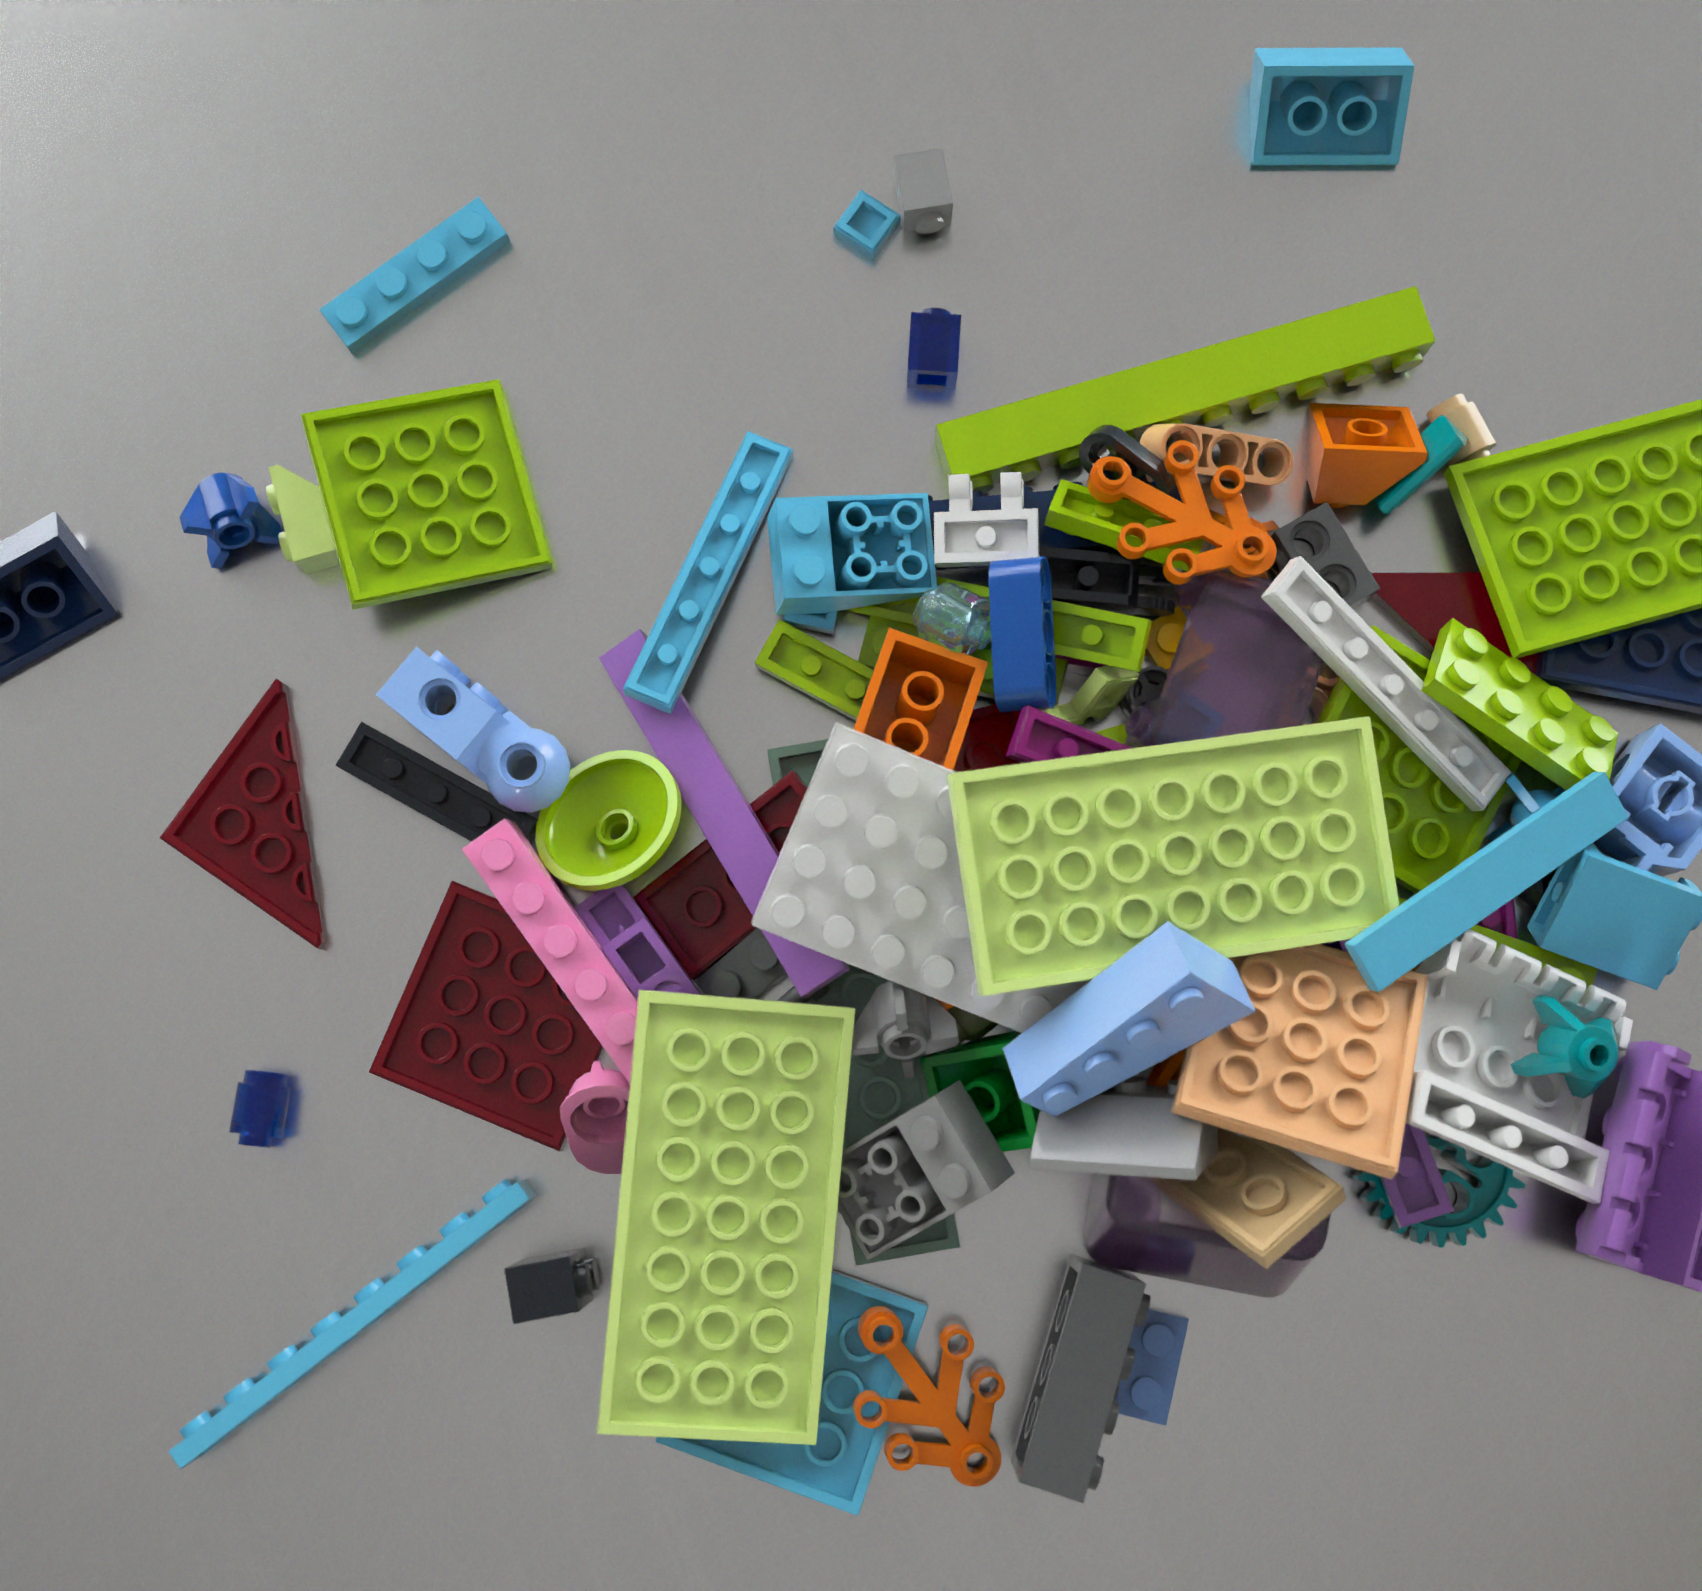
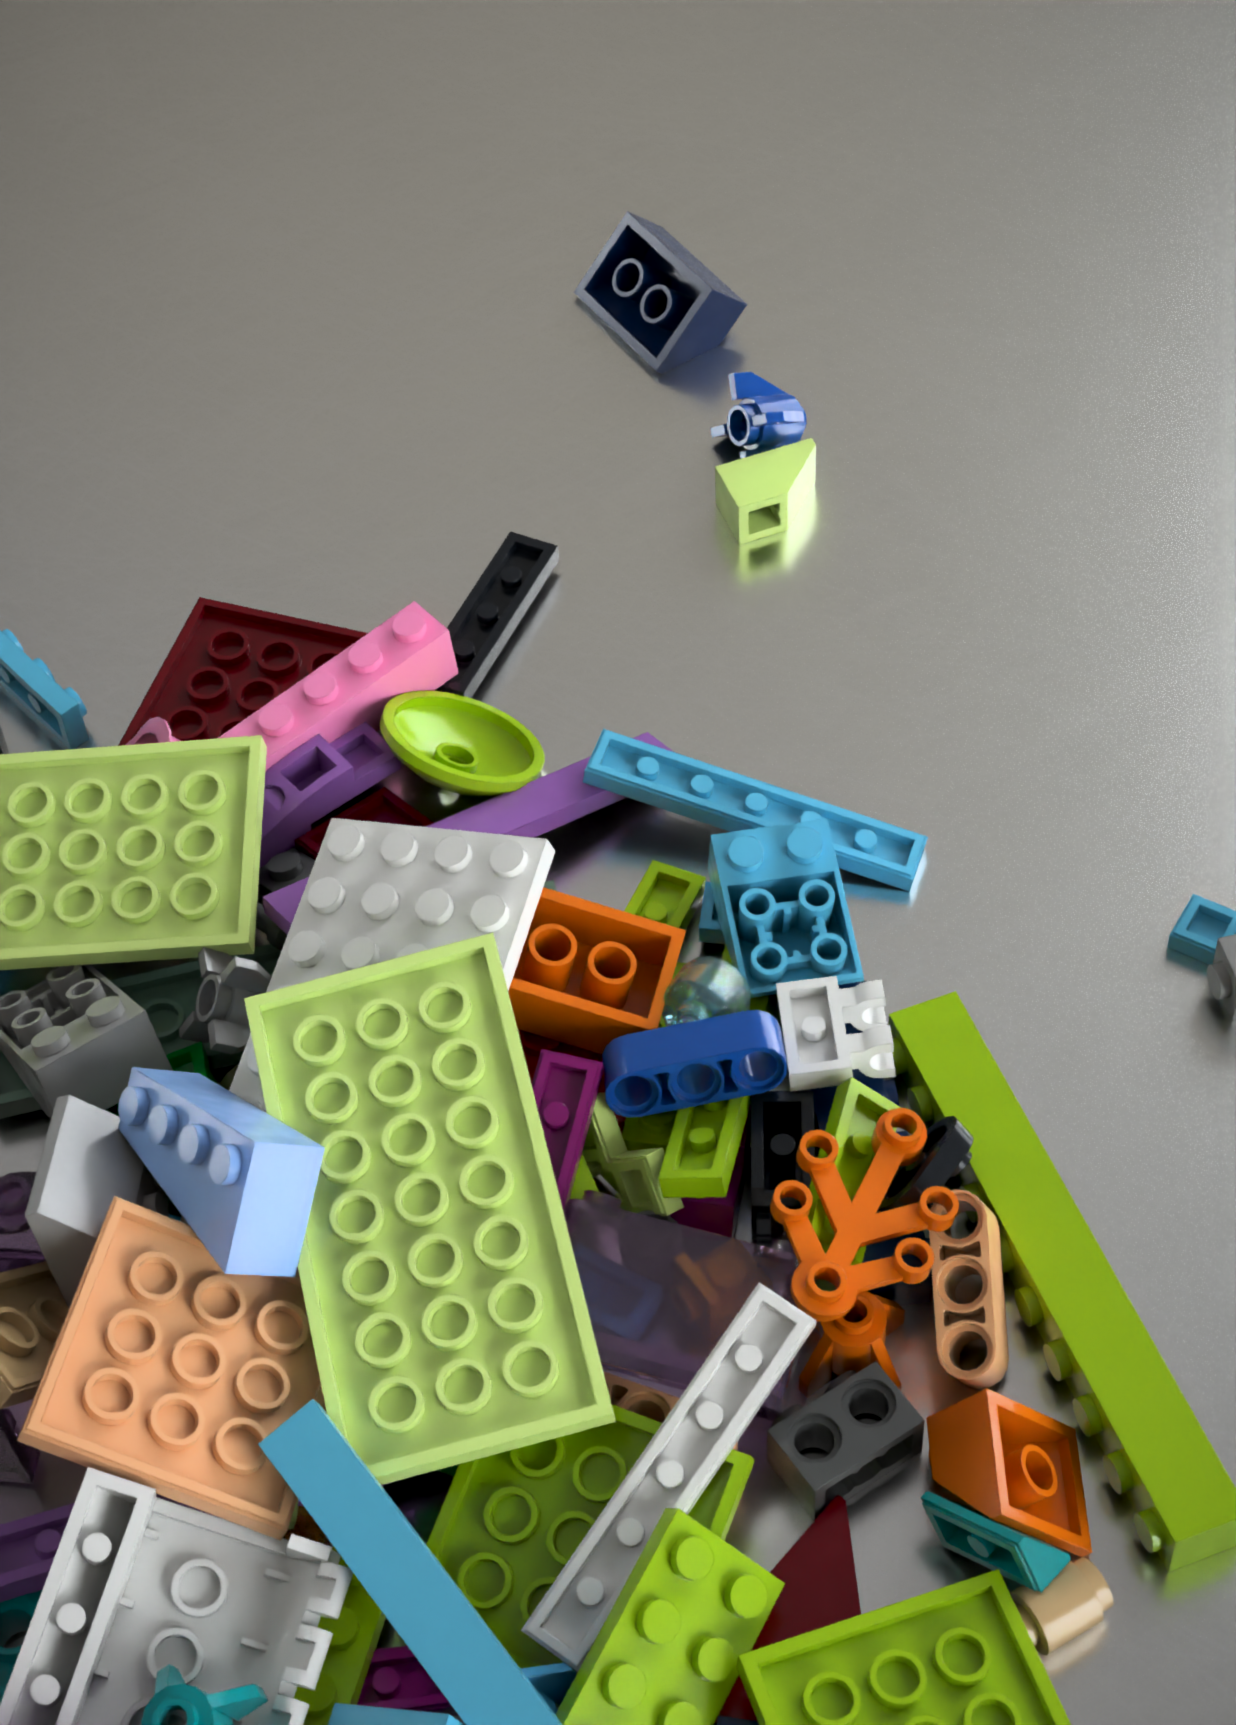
camera: 85 degrees right, 30 degrees down
(252, 820) = (452, 487): dark red tile -> none
(260, 1108) = (164, 519): clear blue brick -> none
(415, 275) = (1056, 546): medium azure plate -> none
(425, 493) = (807, 567): lime tile -> none
(477, 730) = (552, 612): light blue brick -> none
(933, 349) = (1059, 998): clear blue brick -> none

